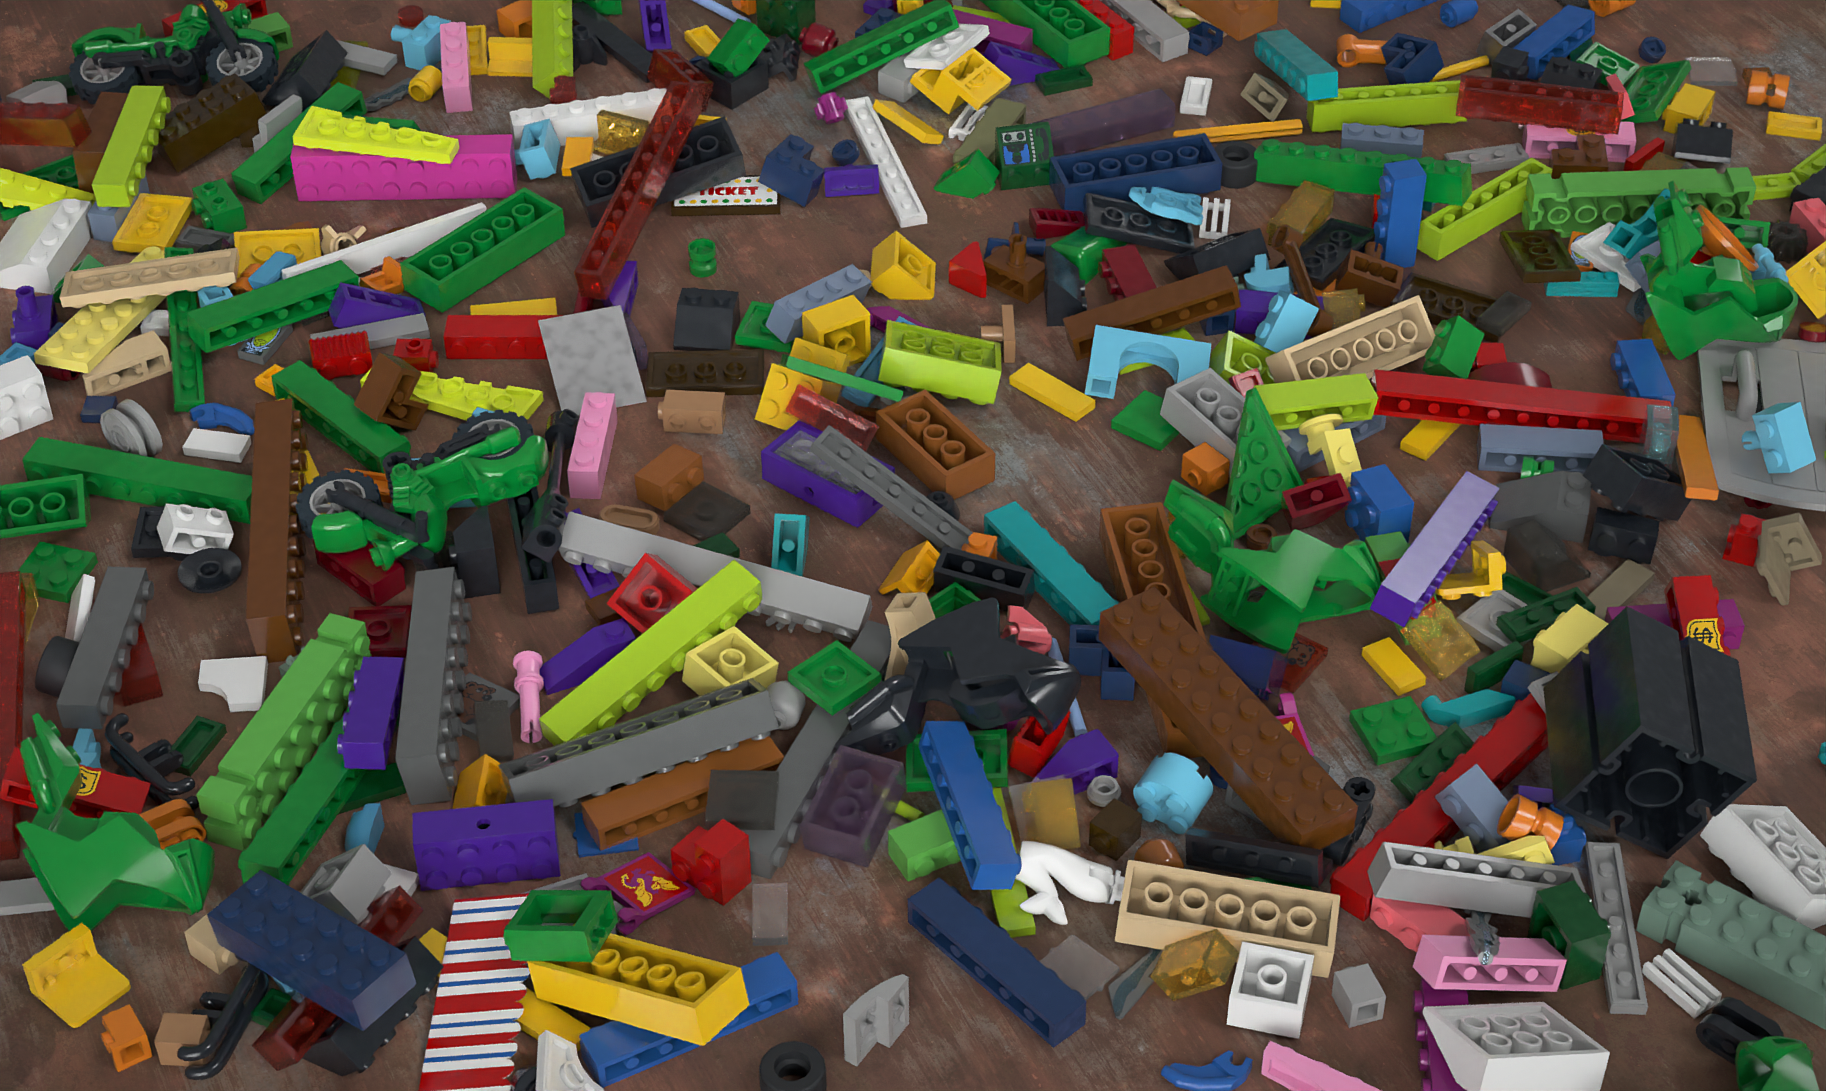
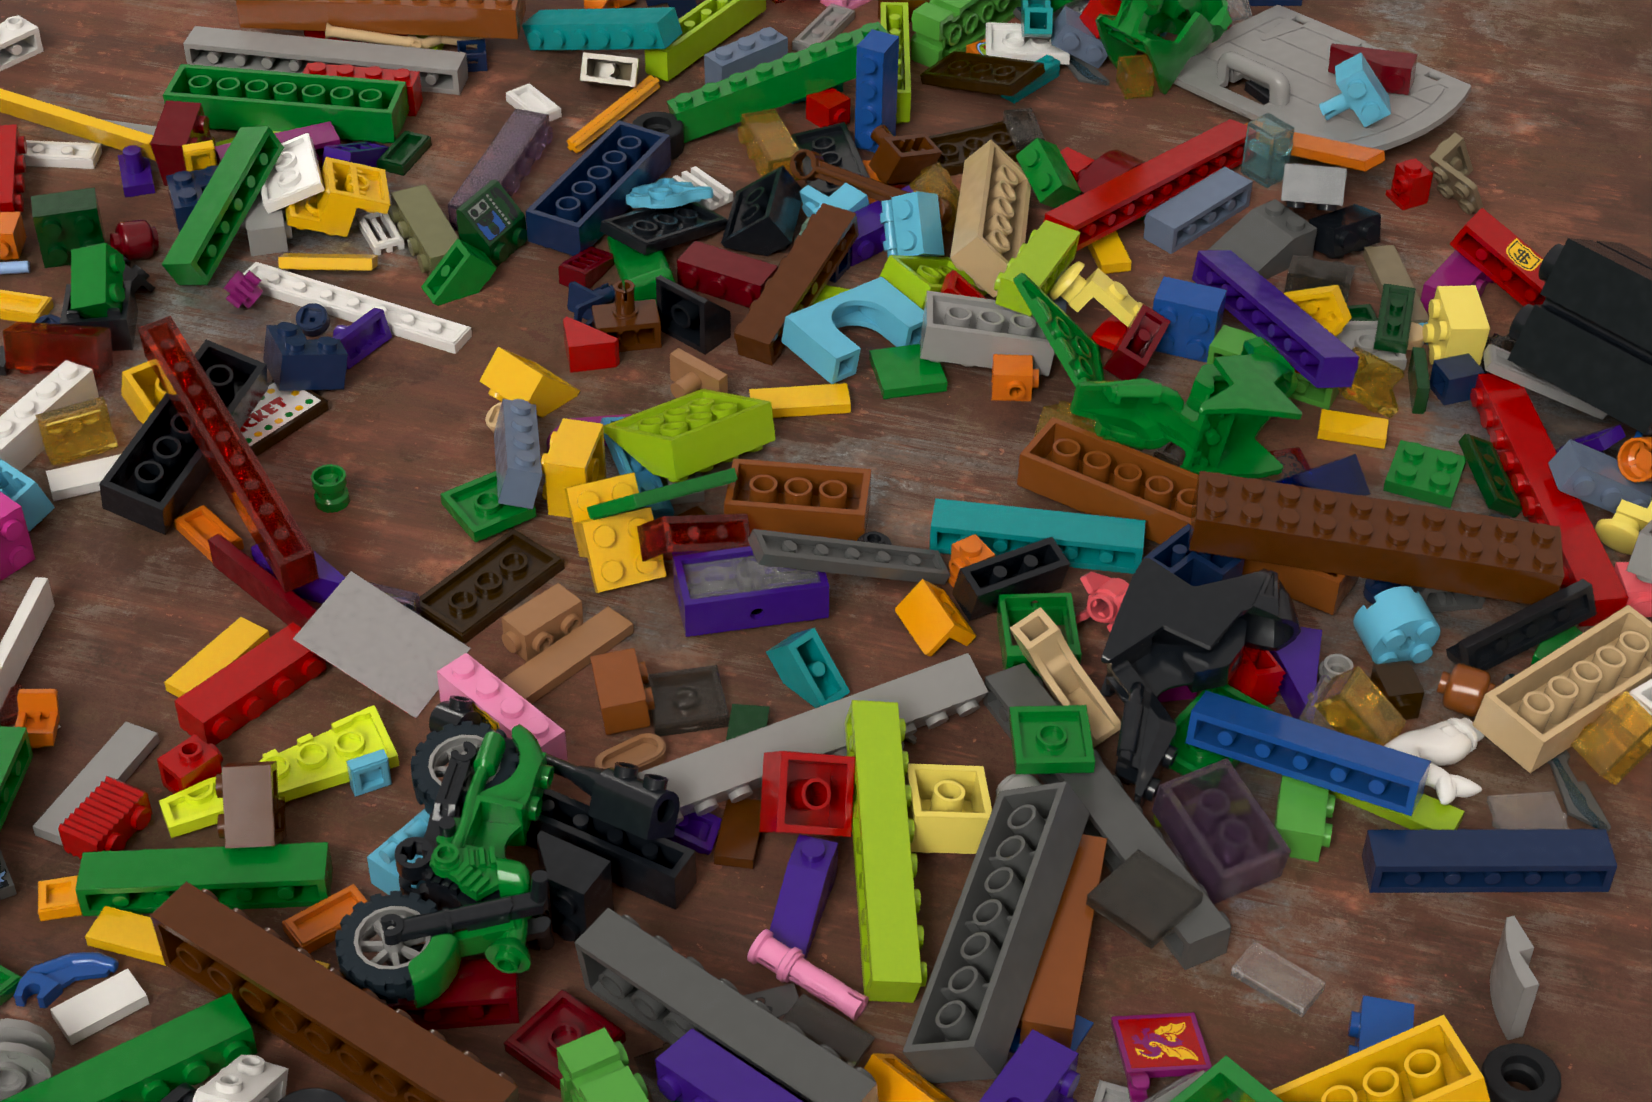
camera: 50 degrees left, 0 degrees up
(362, 305) = (59, 757): dark purple slope -> none
(482, 249) = (103, 622): green brick -> none
(577, 152) = (59, 476): light orange tile -> none
(701, 441) = (569, 655): none -> medium nougat tile
(706, 319) = (425, 538): black slope -> none
(714, 861) = (1195, 974): red brick -> none
(1469, 708) = (1444, 422): teal piece -> none
(1533, 468) = (1216, 225): green wheel -> none
(1641, 370) = (1173, 114): blue brick -> none

